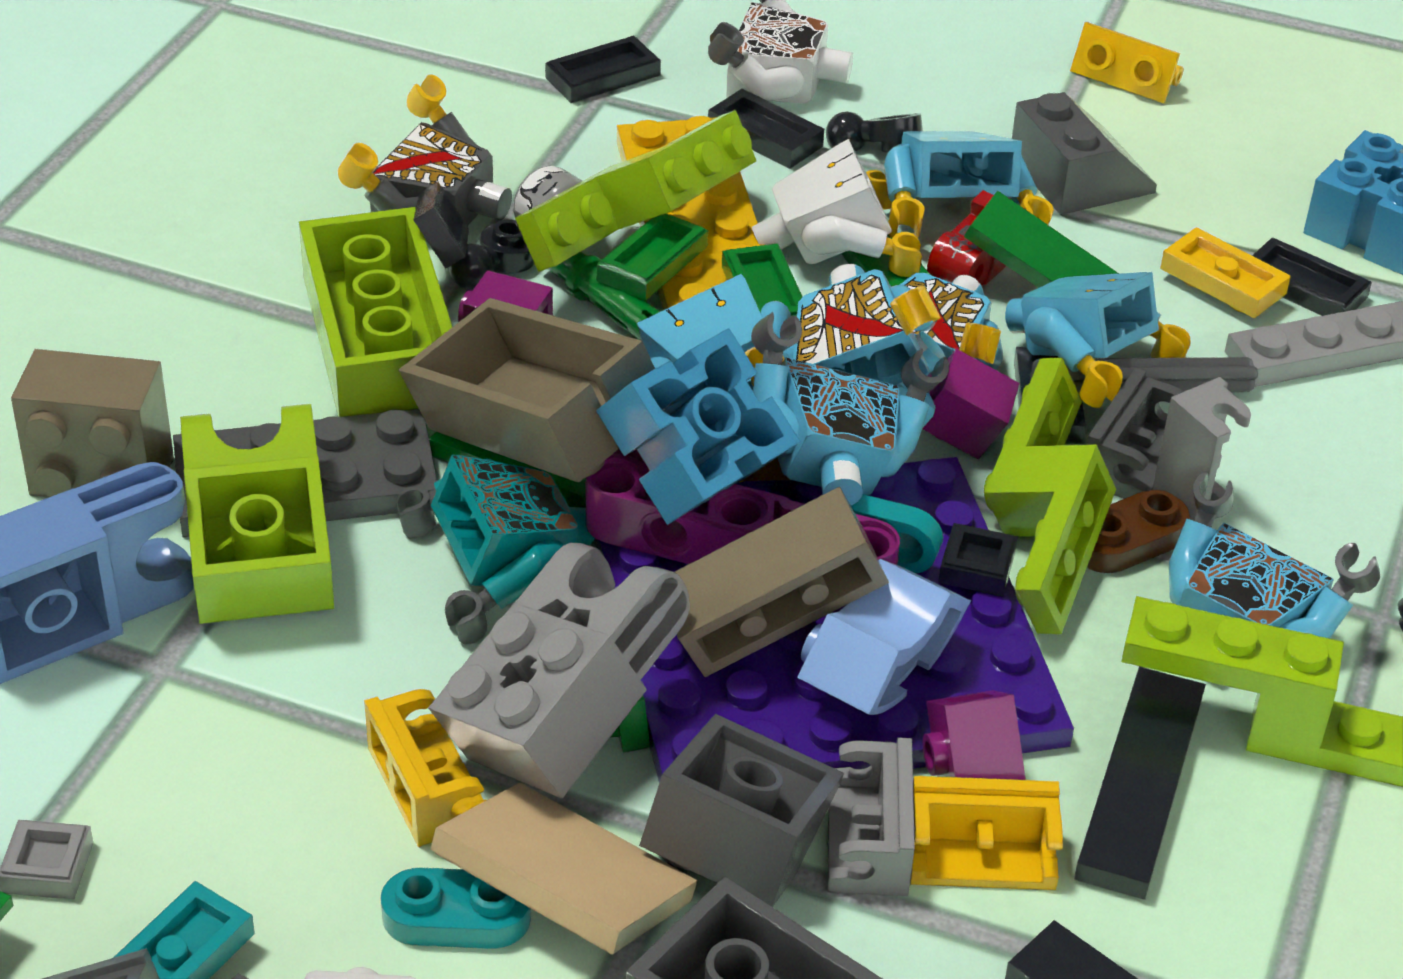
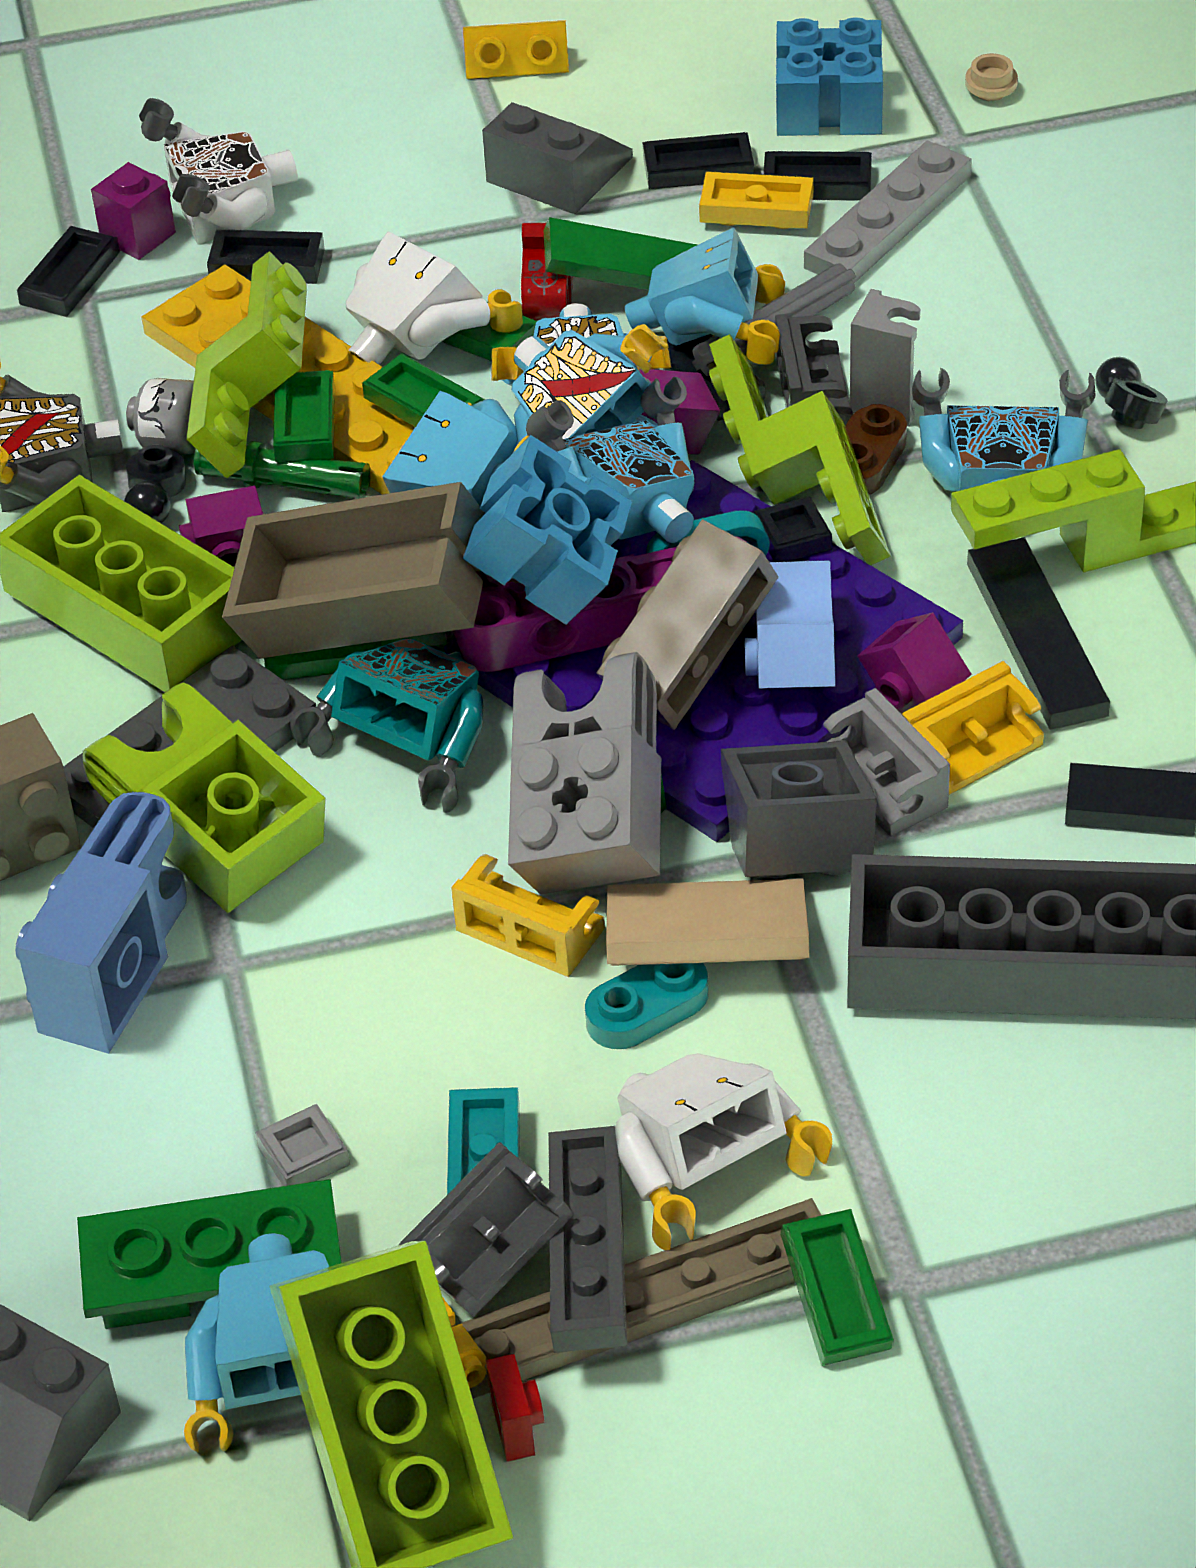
camera: 30 degrees left, 5 degrees up
(441, 225) = (107, 476): black tile -> none
(683, 43) = (134, 209): none -> magenta brick
(883, 129) = (380, 206): black plate -> none
(956, 166) = (480, 212): medium azure torso -> none
(1183, 209) = (688, 159): none -> black tile

